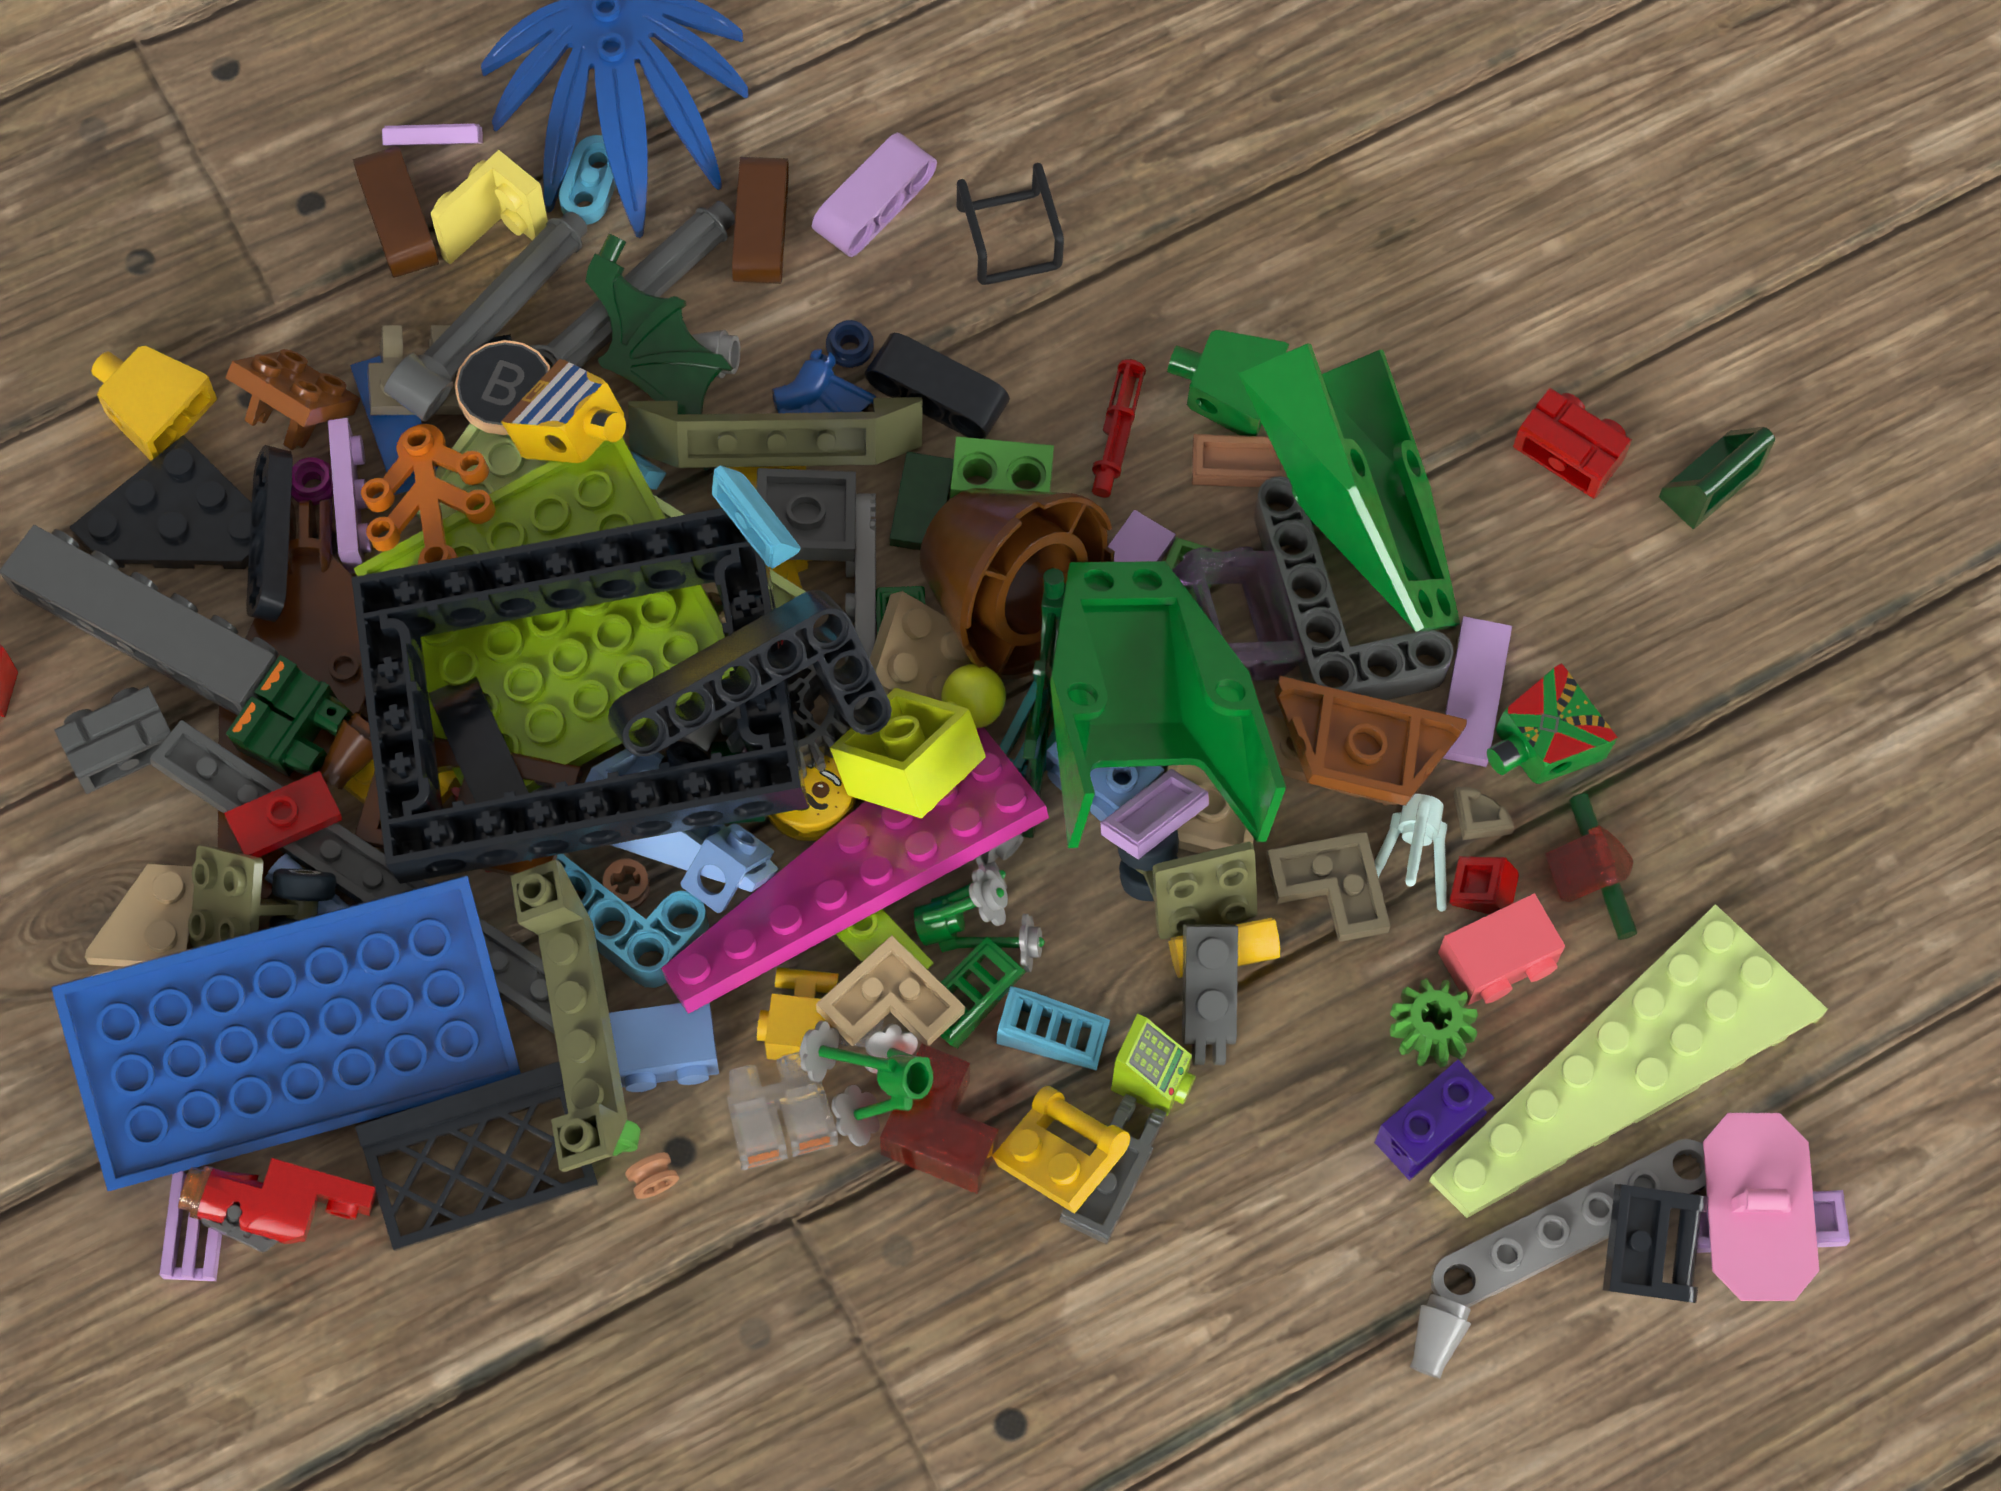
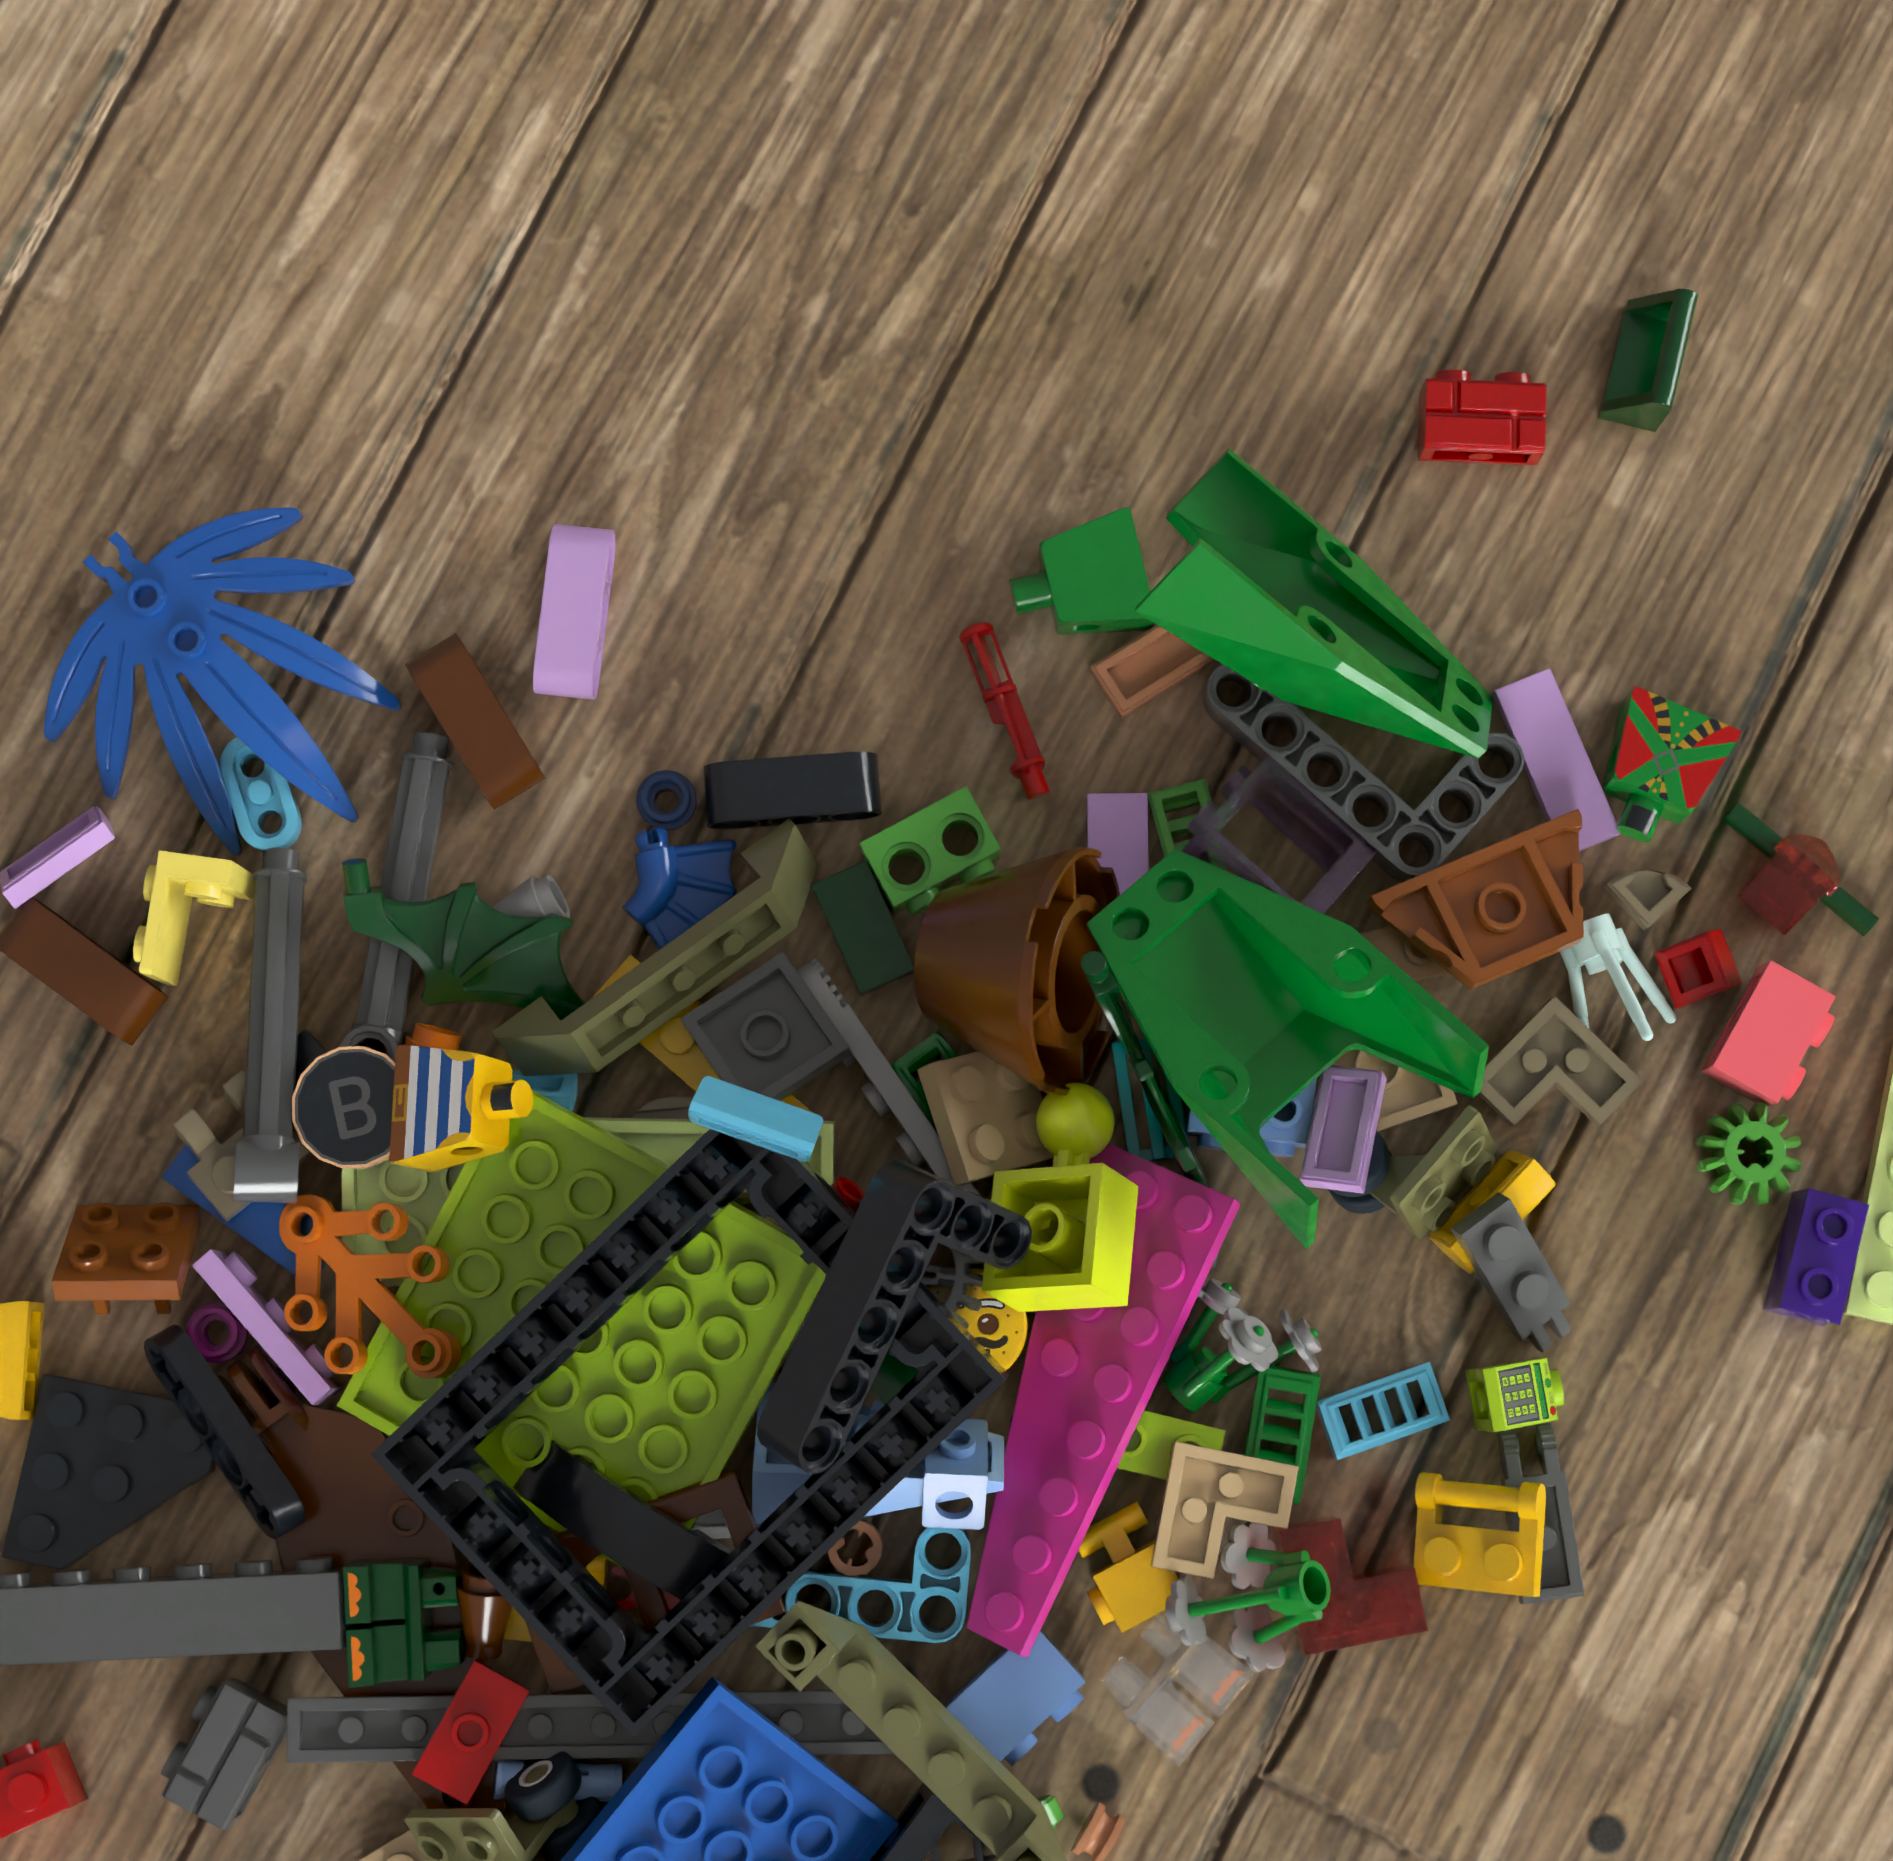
camera: 30 degrees left, 15 degrees up
(966, 205) = (677, 556): black piece -> none

